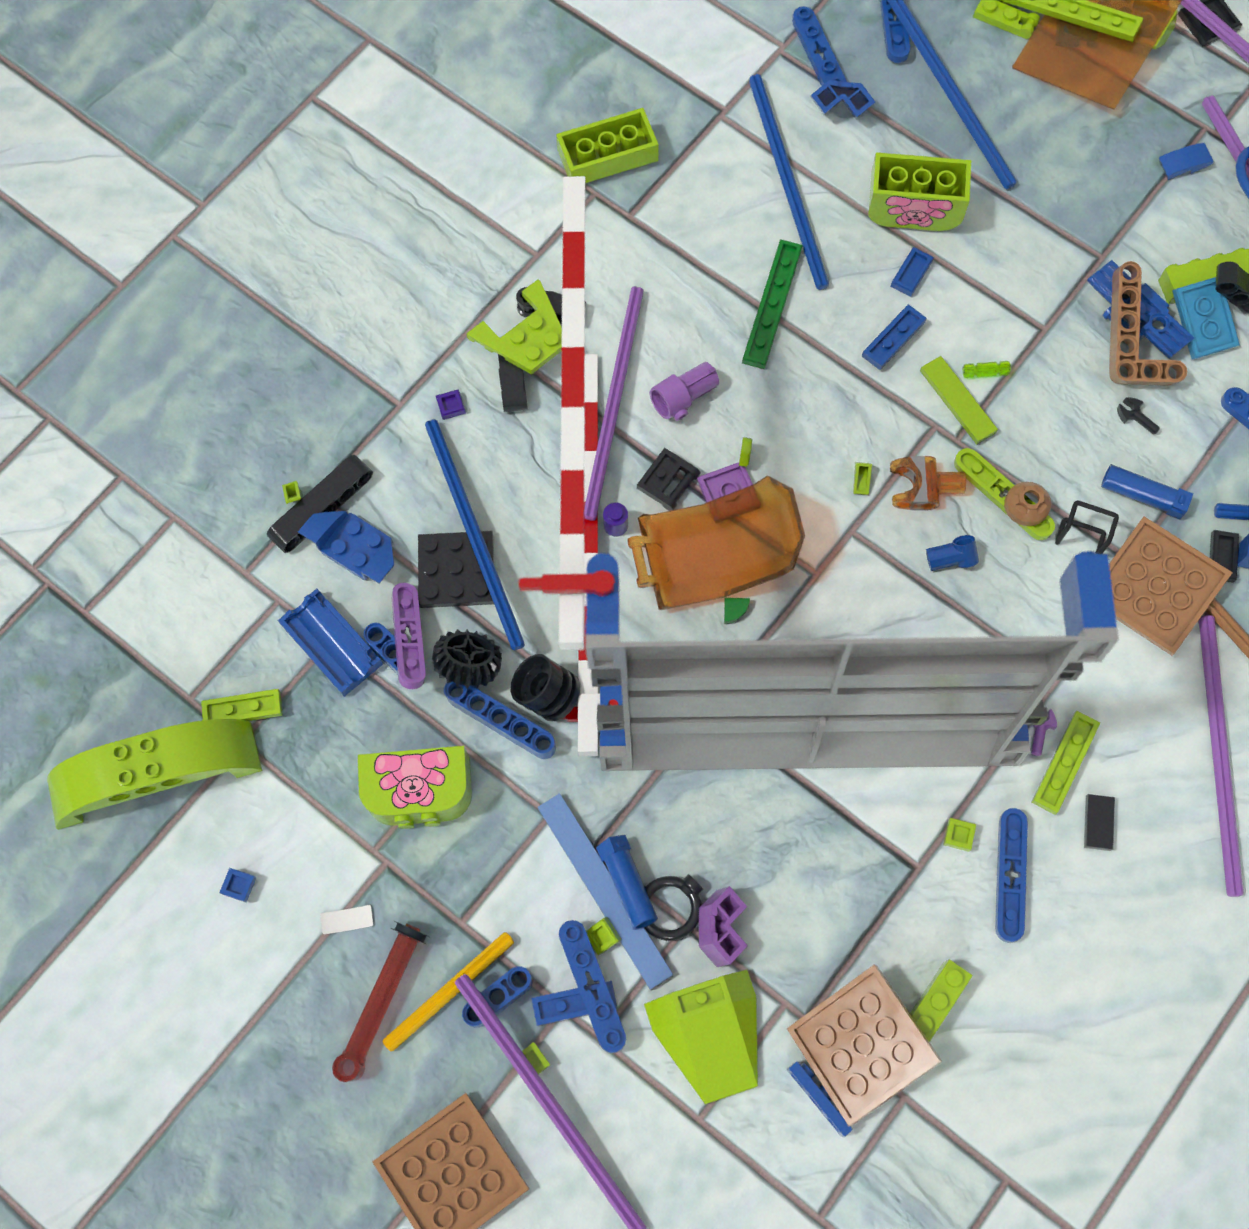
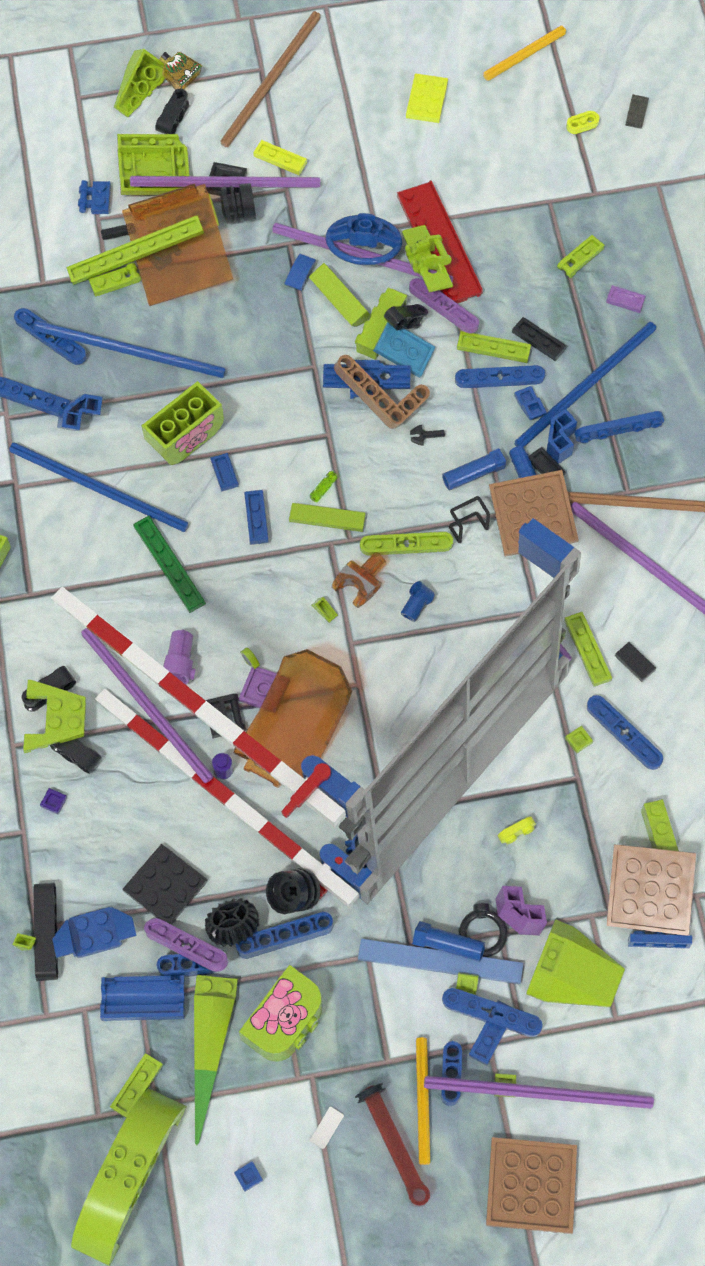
camera: 50 degrees left, 5 degrees down
(367, 718) = (212, 1015): none -> lime plate
(475, 536) = (155, 853): blue axle -> none
(734, 609) = (338, 747): green tile -> none
(815, 856) = (511, 833): none -> neon yellow plate
(1020, 510) = (422, 543): medium nougat piece -> none
(1196, 45) = (238, 203): none -> black wheel
(1199, 214) = (339, 296): none -> lime brick
(1202, 528) = (521, 462): none -> blue axle

